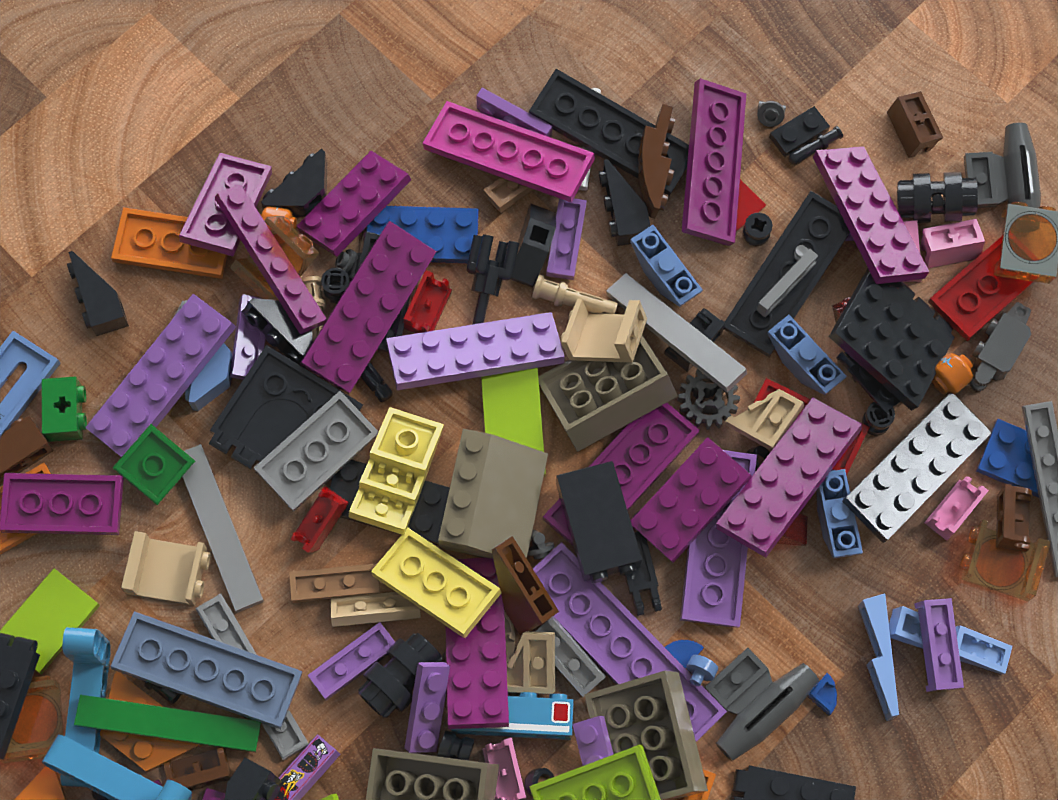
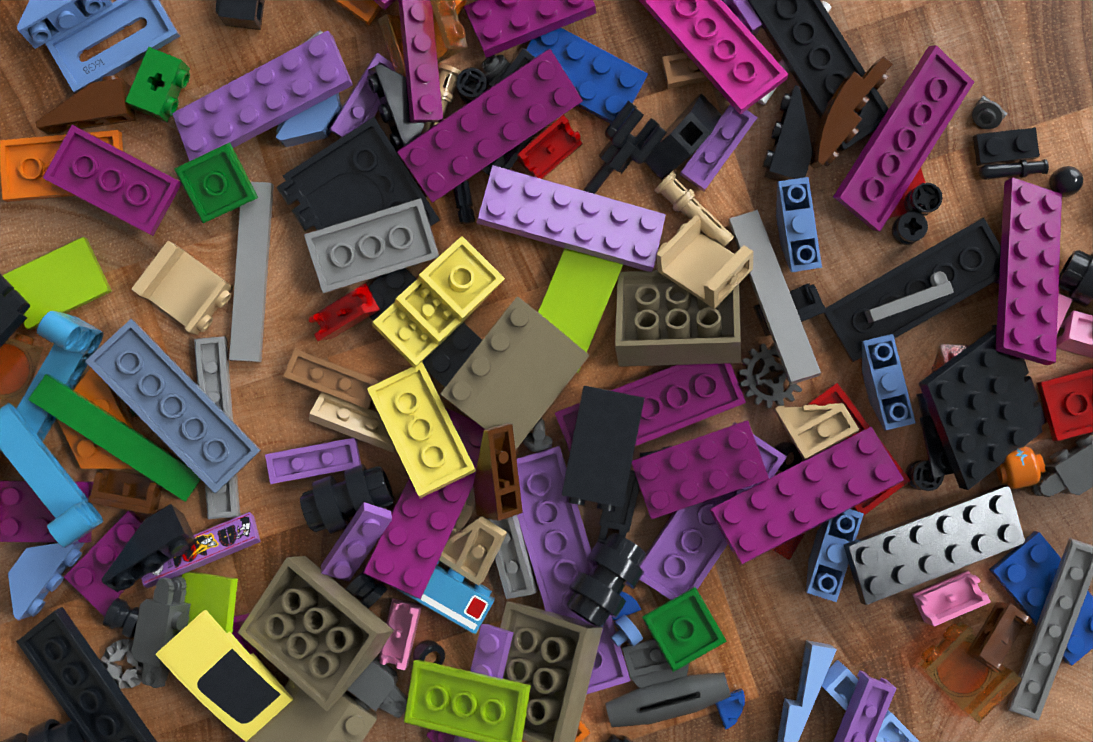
camera: 30 degrees right, 15 degrees up
(659, 639) = (614, 566): none -> black piece
(748, 641) = (684, 629): none -> green tile
(755, 196) = (928, 195): none -> black wheel
(862, 135) = (1066, 181): none -> black piece

